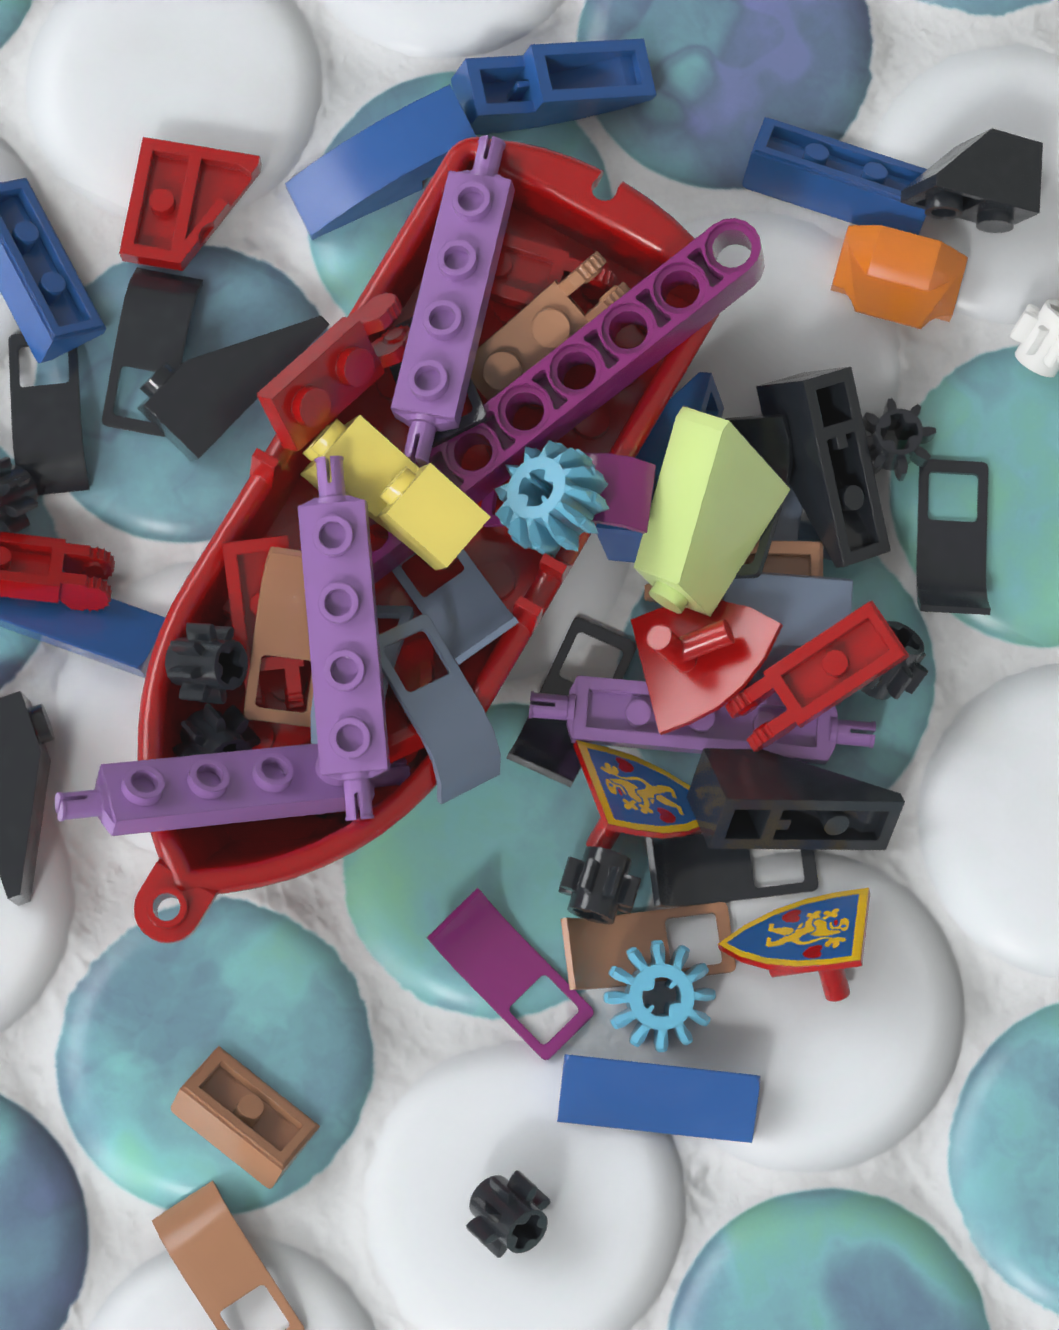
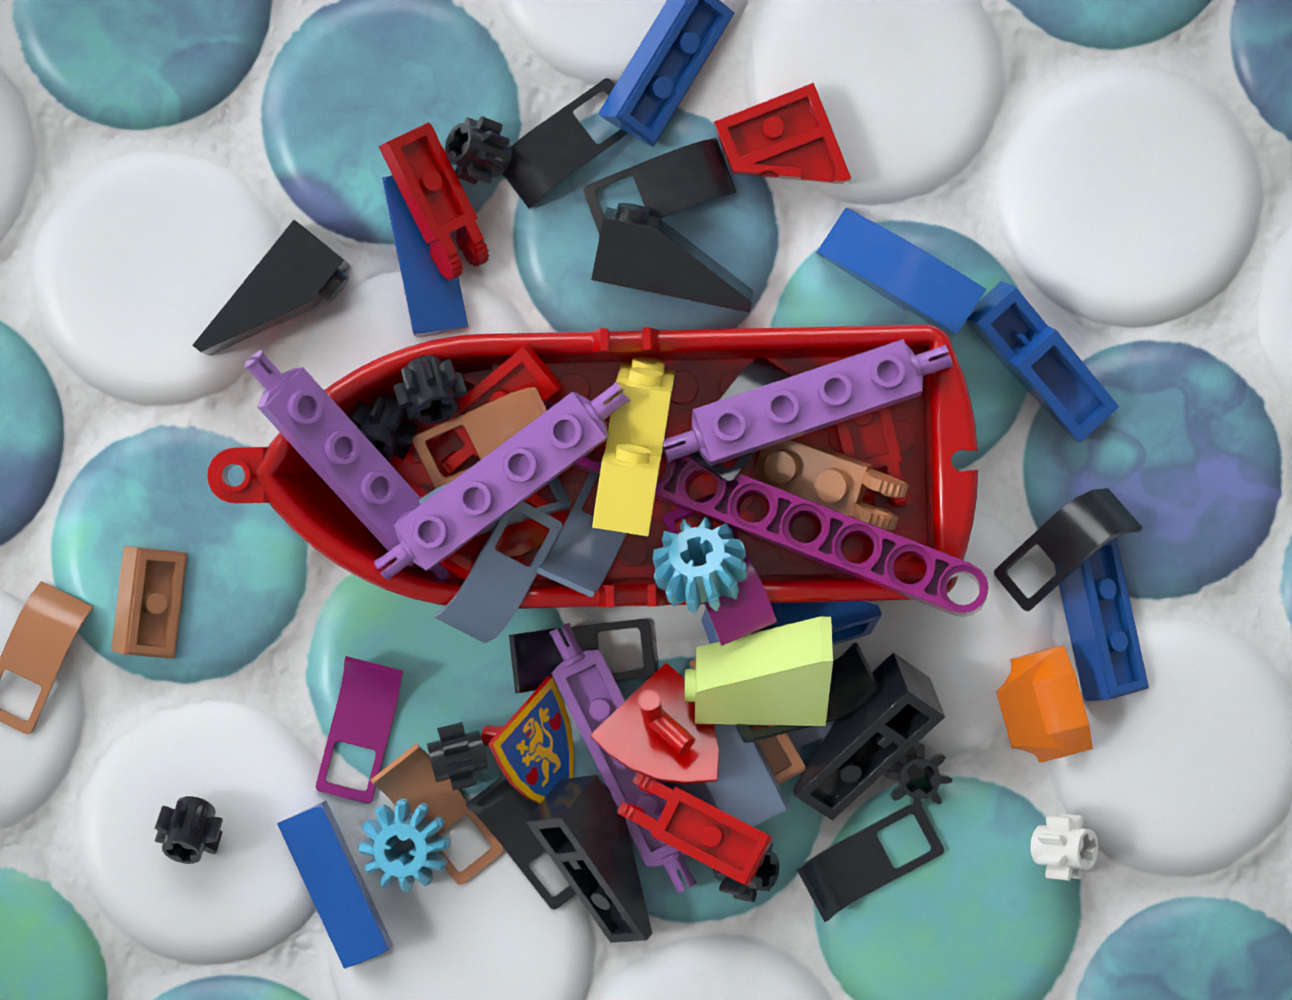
camera: 60 degrees right, 10 degrees up
(333, 372) = (698, 351): red hinge -> none
(746, 155) = (1070, 539): none -> black piece
(807, 937) = (508, 926): shield -> none
(982, 181) = (1157, 726): black slope -> none

